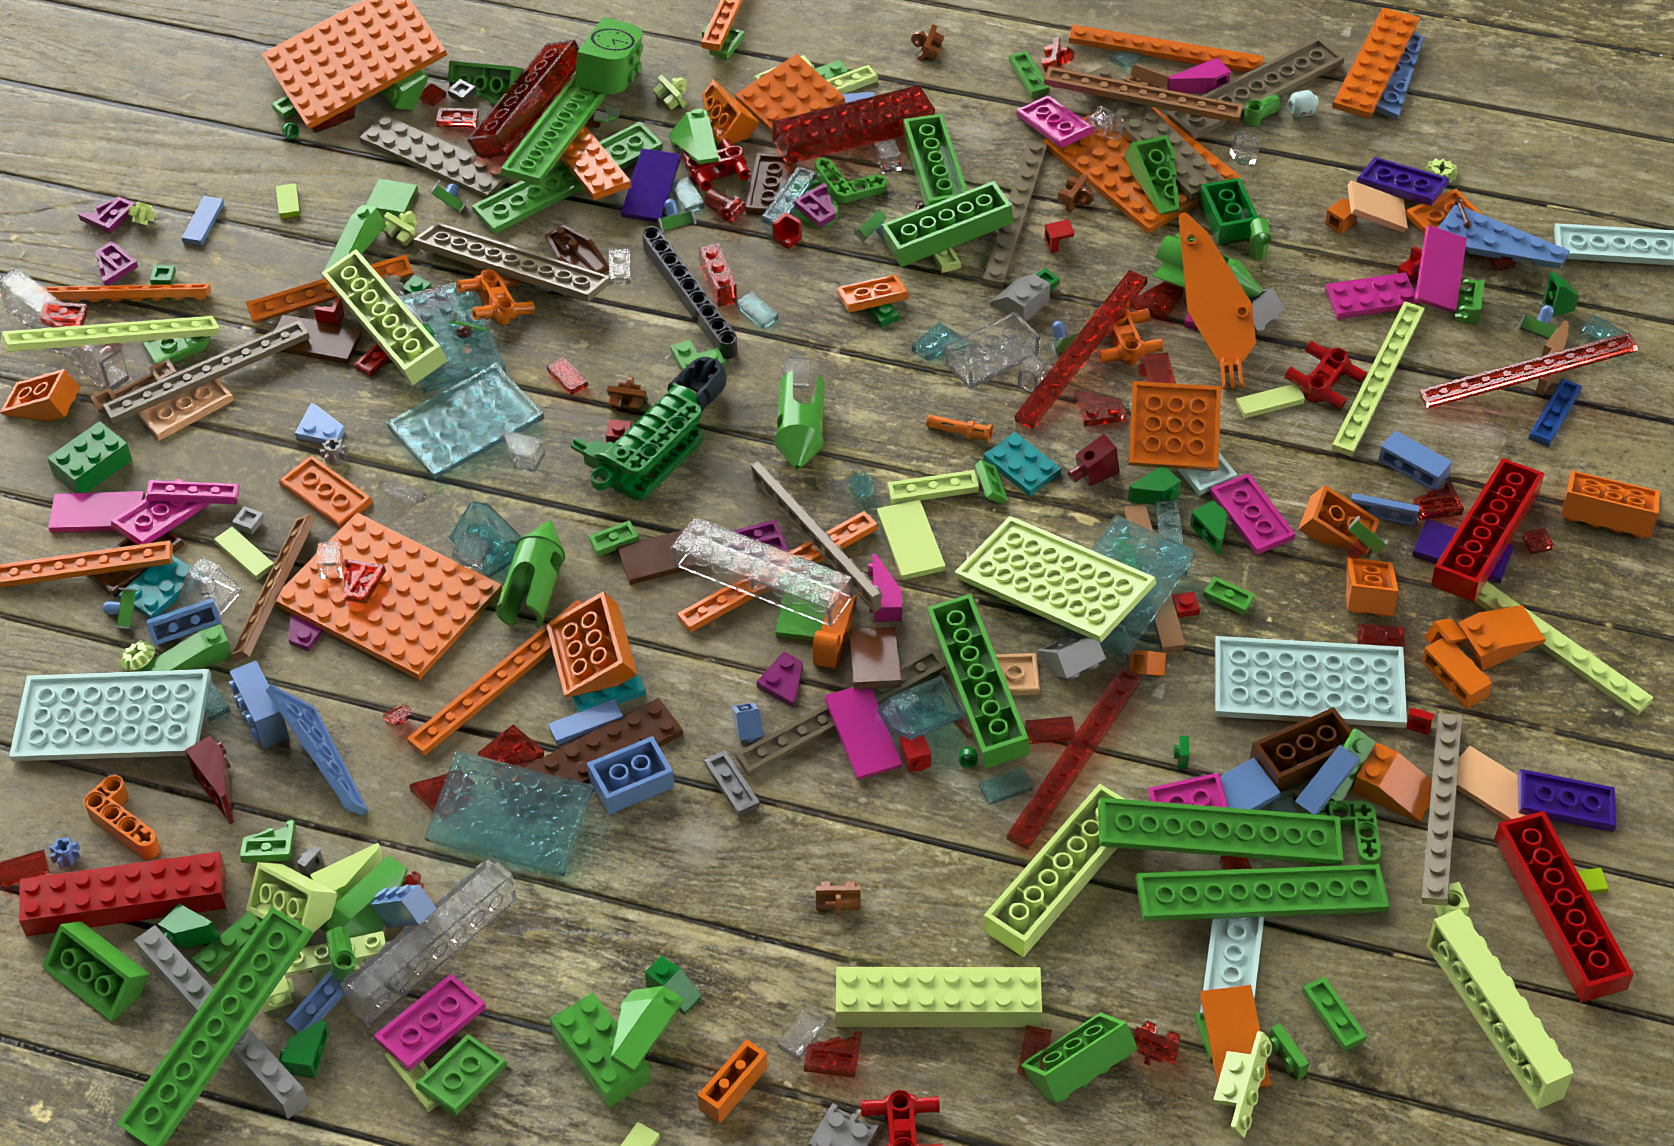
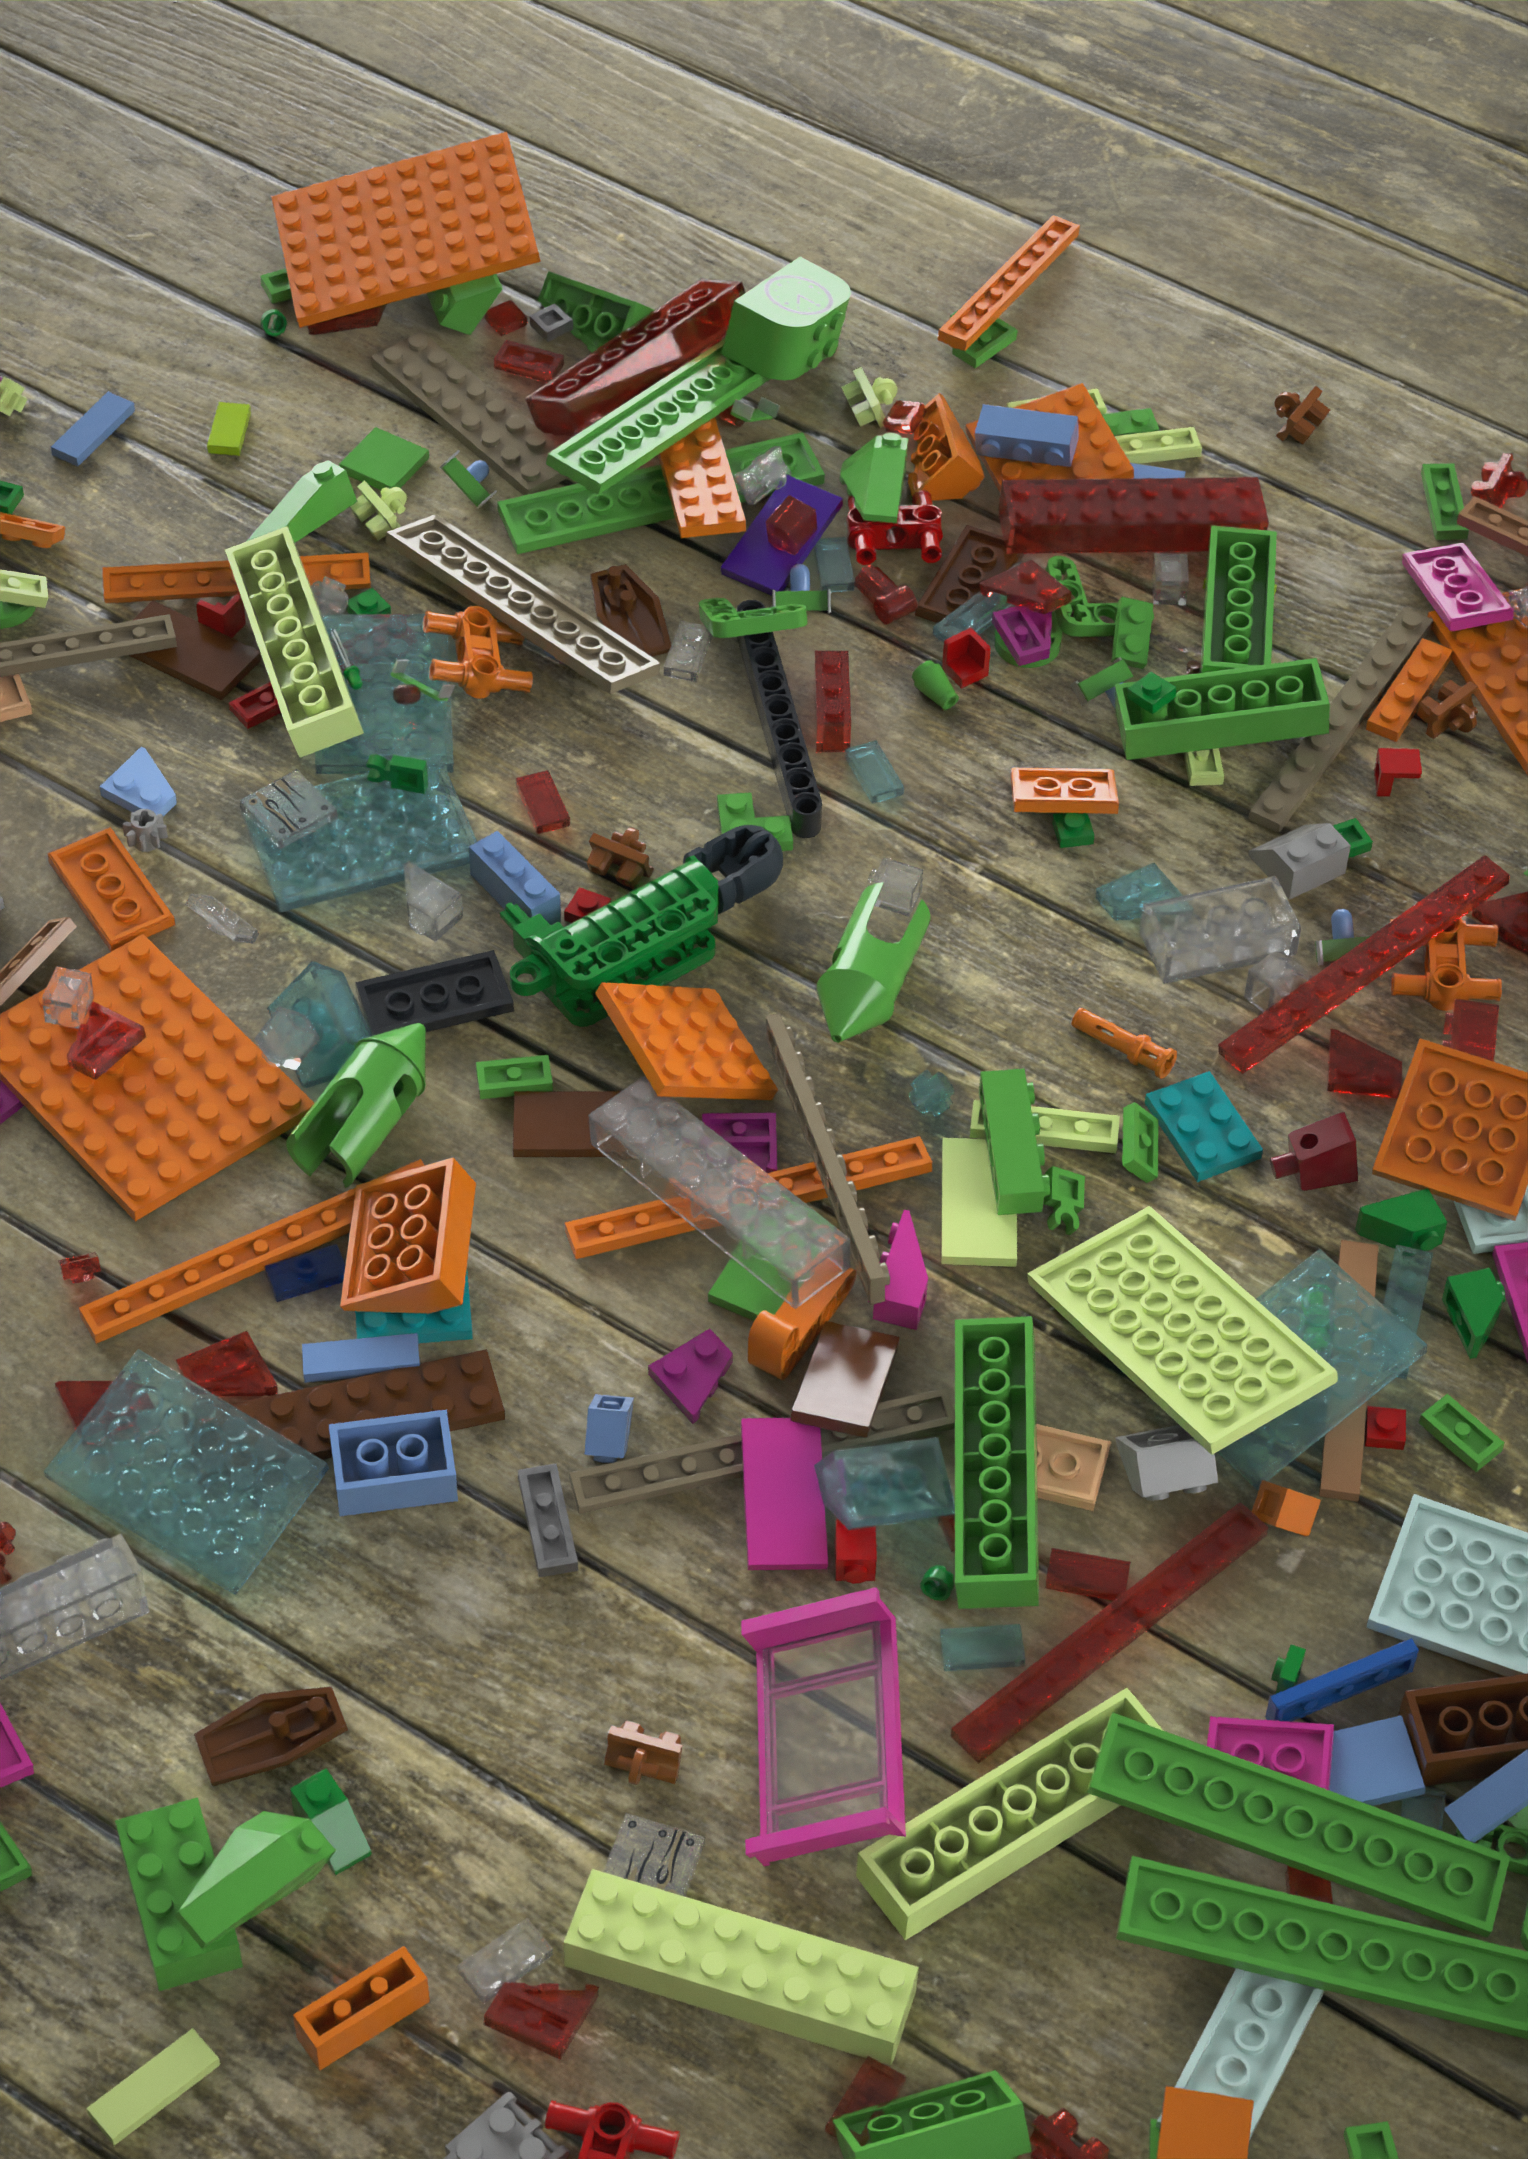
camera: 15 degrees right, 0 degrees up
(418, 417) = (288, 809): none -> clear tile
(479, 378) = (403, 772): none -> green plate
(534, 682) = (306, 1273): none -> clear blue plate
(548, 502) = (436, 994): none -> black plate
(568, 424) = (512, 878): none -> medium blue brick
(616, 947) = (269, 1733): none -> reddish brown piece
(628, 152) = (762, 476): none -> clear hips
(642, 243) = (725, 622): none -> bright green beam
(656, 177) = (791, 525): none -> clear red brick
(696, 98) = (904, 417): none -> clear red plate
(710, 491) = (686, 1042): none -> orange plate
(773, 250) = (934, 683): none -> bright green cone
(776, 91) = (1026, 435): none -> medium blue brick
(809, 180) = (1028, 587): none -> clear red wing
(864, 949) = (655, 1854): none -> clear tile
(878, 192) = (1132, 632): none -> bright green plate
(906, 223) = (1151, 692): none -> green plate
(920, 500) = (1012, 1141): none -> bright green brick
(937, 851) = (827, 1726): none -> clear piece
(959, 521) = (1065, 1198): none -> bright green plate
(1047, 187) = (1409, 689): none -> orange plate
(1214, 749) = (1343, 1682): none -> blue tile

